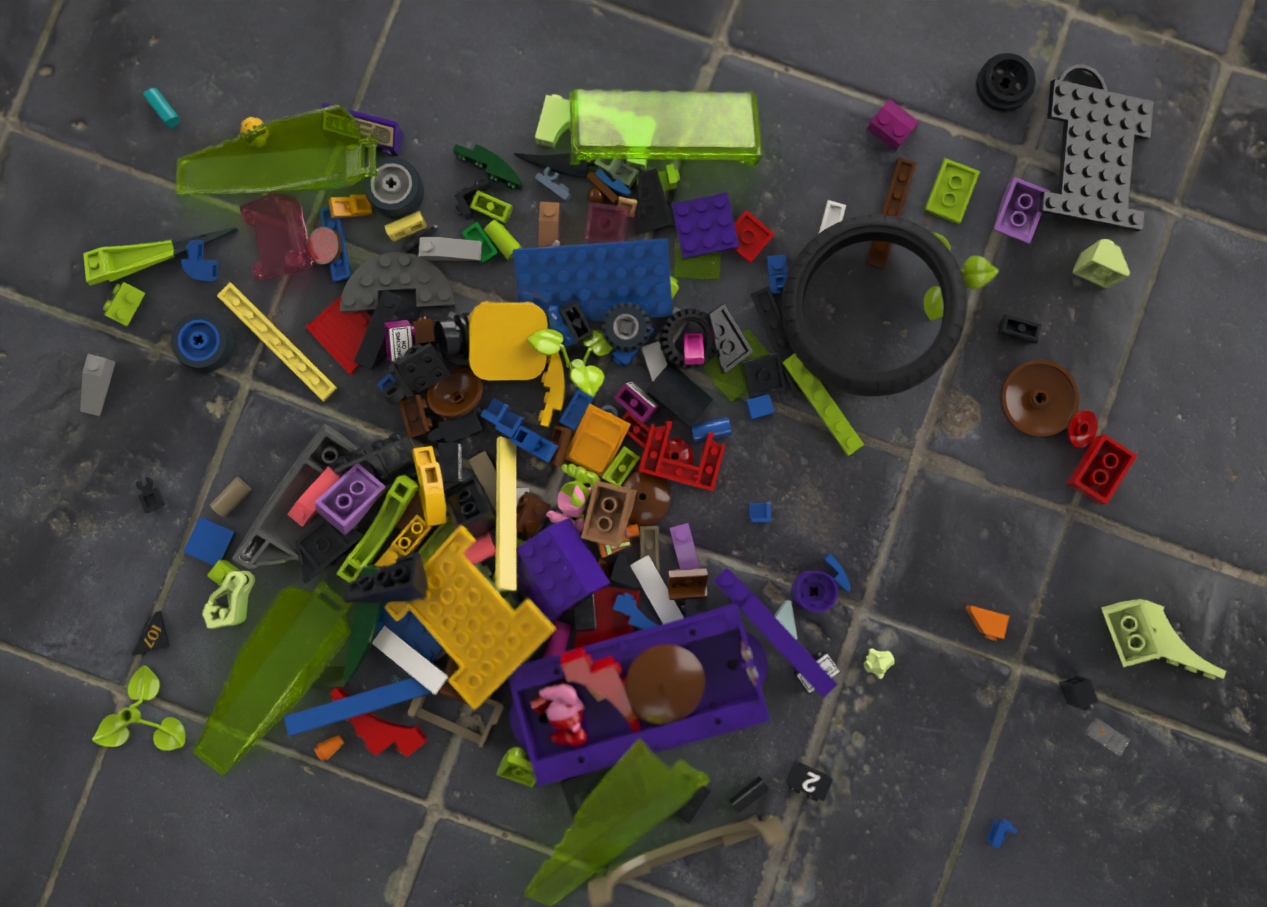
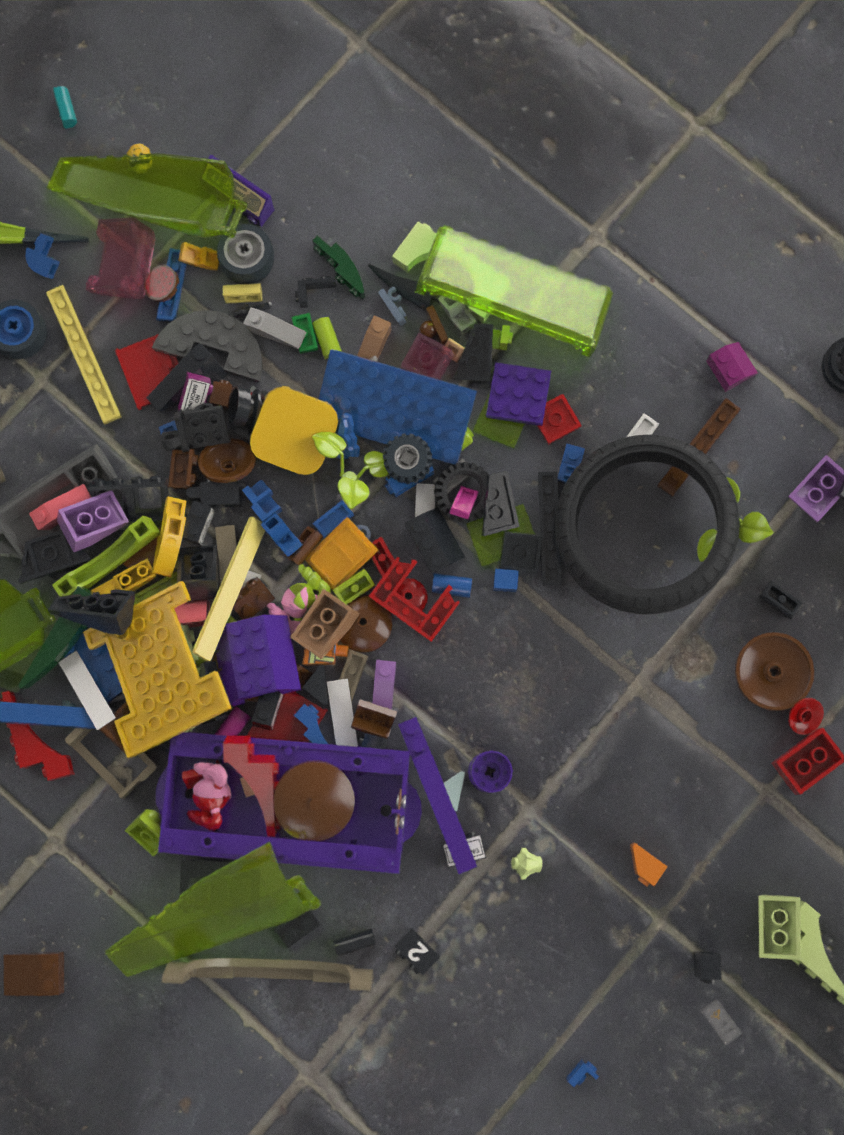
camera: 20 degrees right, 5 degrees down
(491, 206) = (328, 304): lime brick -> none
(555, 381) = (324, 485): yellow slope -> none
(575, 319) = (364, 434): black brick -> none
(617, 186) = (450, 328): blue slope -> none
(636, 401) = (392, 531): magenta brick -> none
(759, 512) = (467, 679): blue panel -> none
(823, 405) = (566, 601): lime plate -> none
(840, 576) = (520, 770): blue slope -> none
(951, 191) = (764, 448): lime tile -> none

